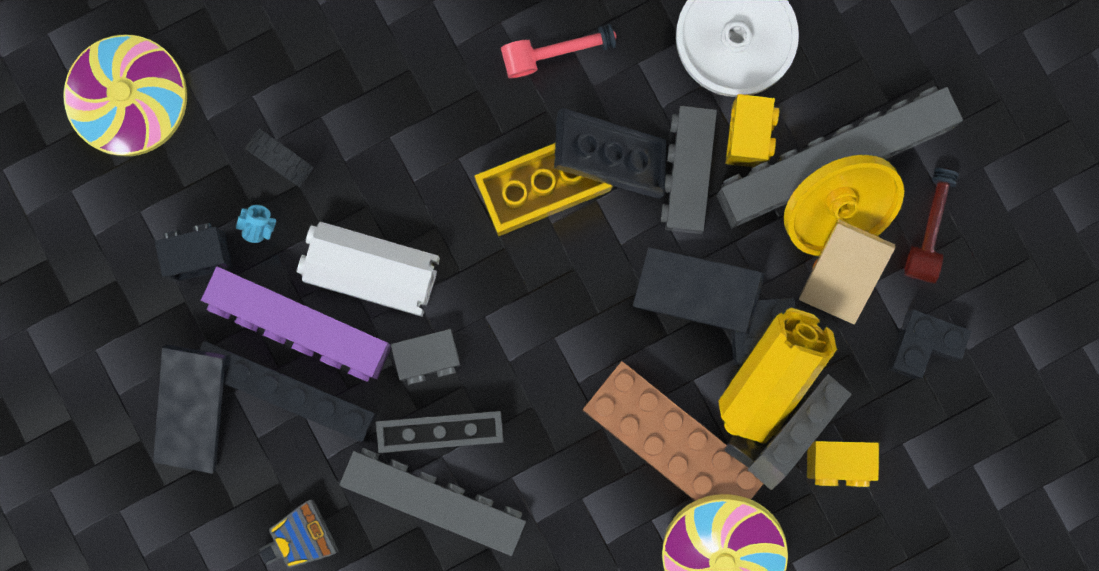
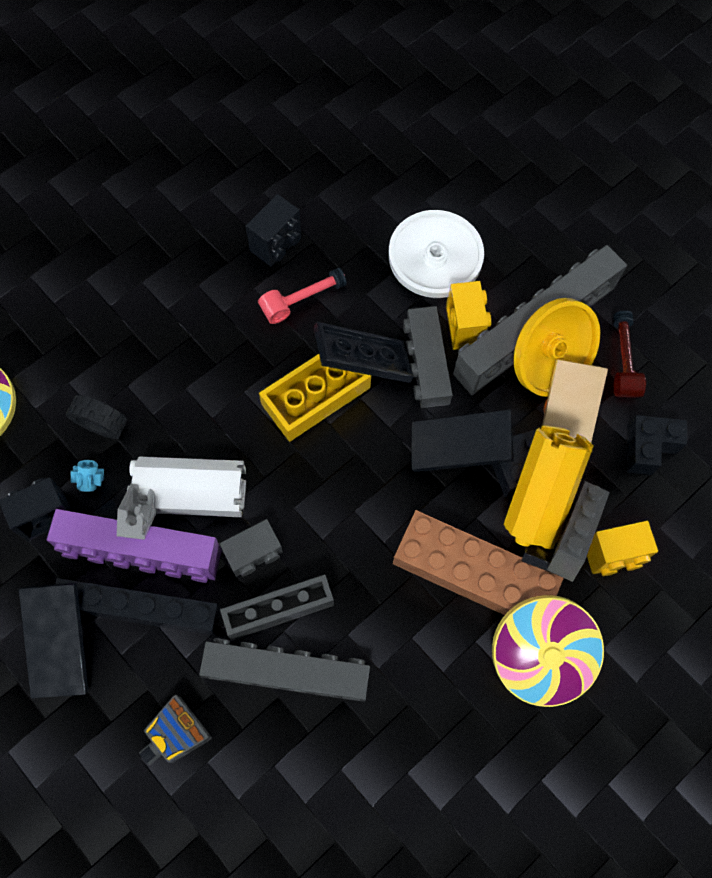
camera: 15 degrees left, 15 degrees down
(305, 297) = (135, 514): none -> light grey hinge

